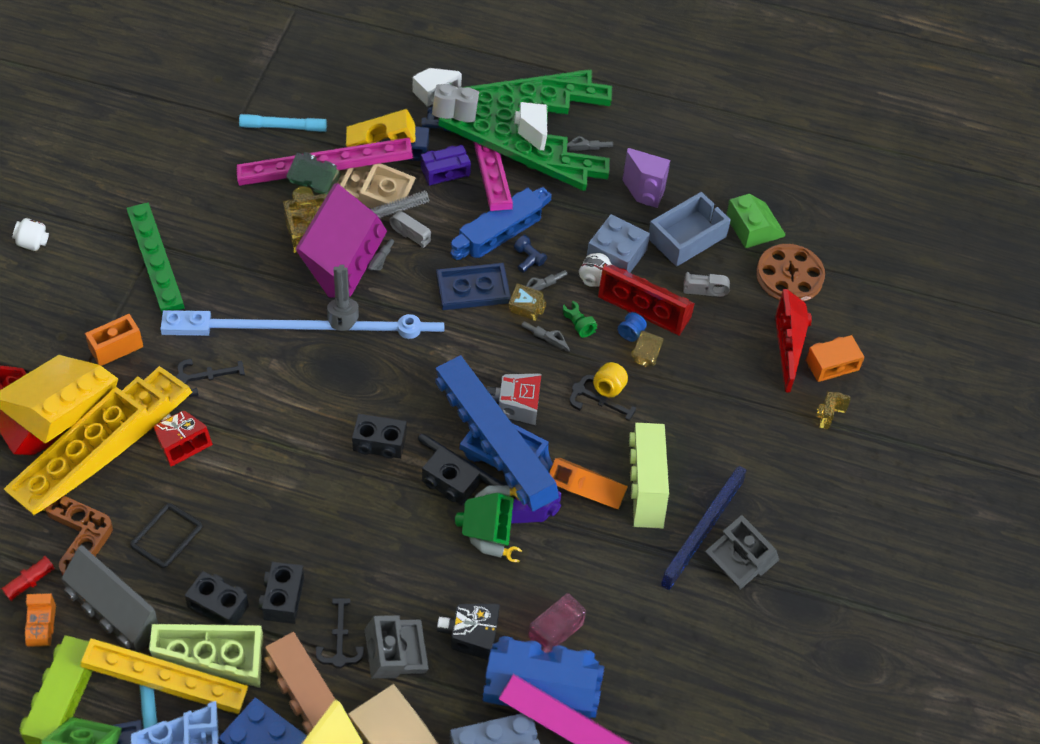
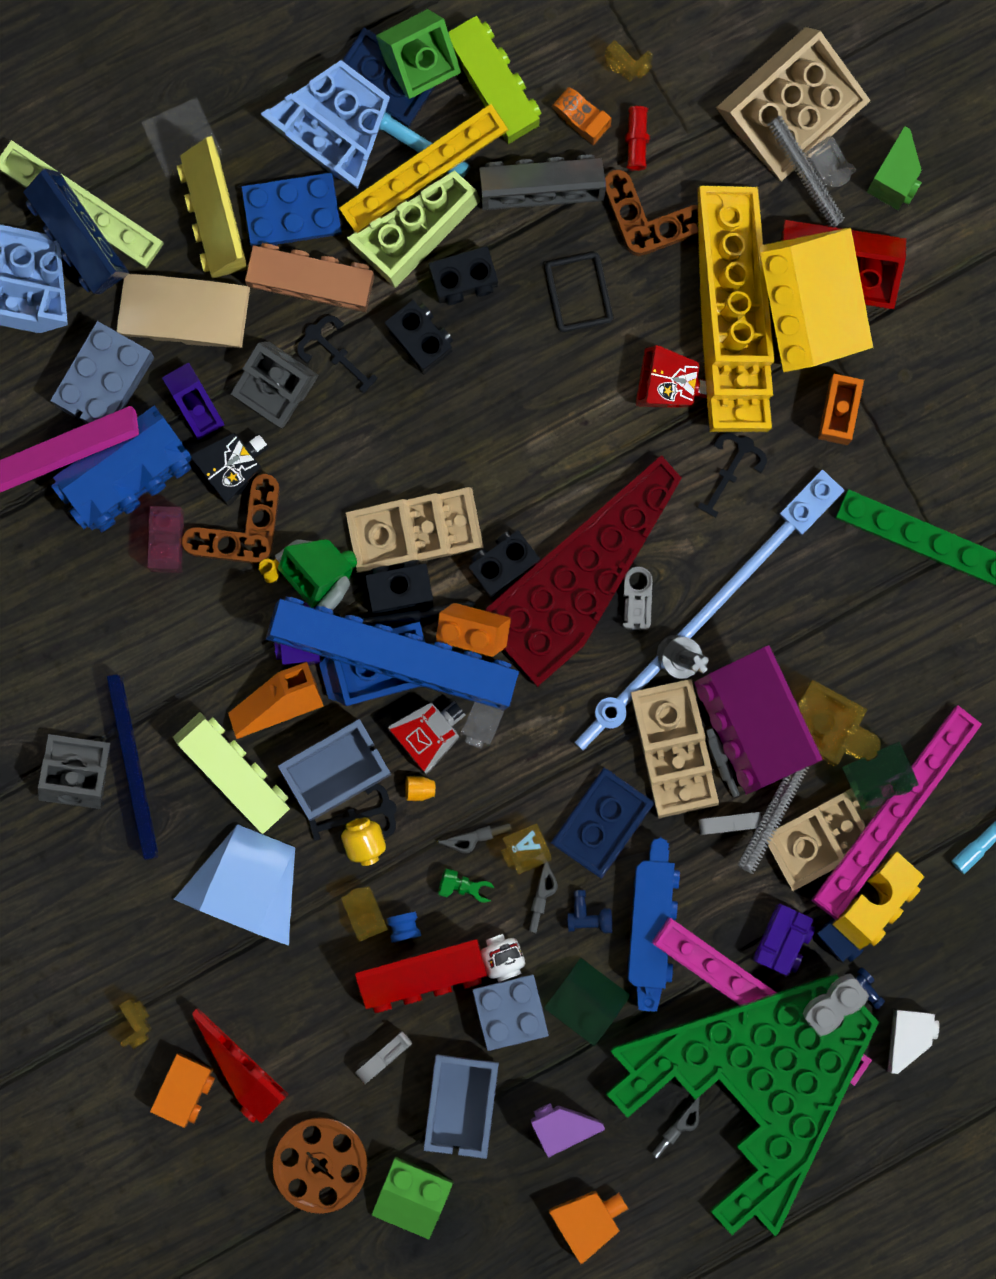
camera: 135 degrees right, 30 degrees up
(332, 359) = (639, 602): none -> light grey piece
(381, 390) = (571, 587): none -> dark red wing
(396, 281) = (674, 748): none -> tan slope
(407, 499) = (414, 529): none -> tan slope
(435, 412) = (473, 629): none -> orange brick
(454, 688) = (193, 401): none -> dark purple slope
(489, 373) = (481, 725): none -> clear bracket
(504, 584) = (252, 532): none -> dark orange beam
(532, 123) = (737, 1067): white slope -> none
(552, 380) = (419, 788): none -> light orange hose
(573, 220) = (587, 1001): none -> clear green slope
(589, 420) = (334, 770): none -> sand blue piece
(676, 143) = (588, 1222): none -> orange torso
(701, 420) = (246, 884): none -> light blue wedge

